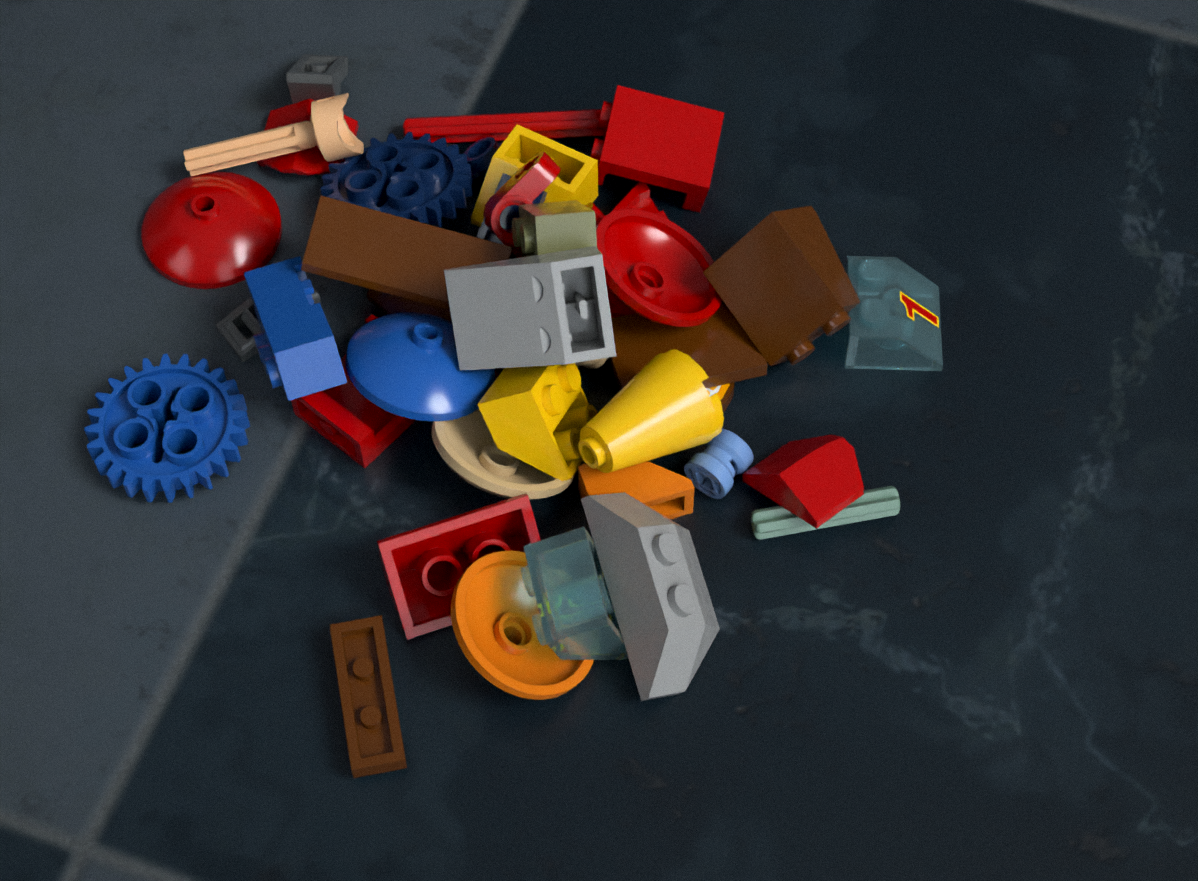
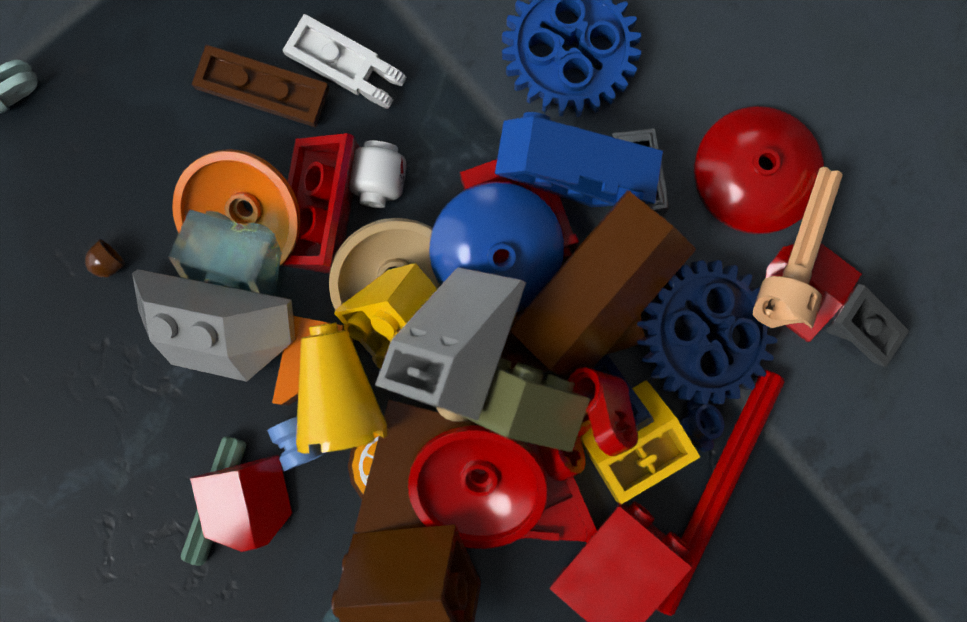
camera: 125 degrees right, 25 degrees up
(294, 635) = (340, 60): none -> white hinge
(396, 517) = (377, 173): none -> white head
(653, 749) = (103, 259): none -> reddish brown hinge

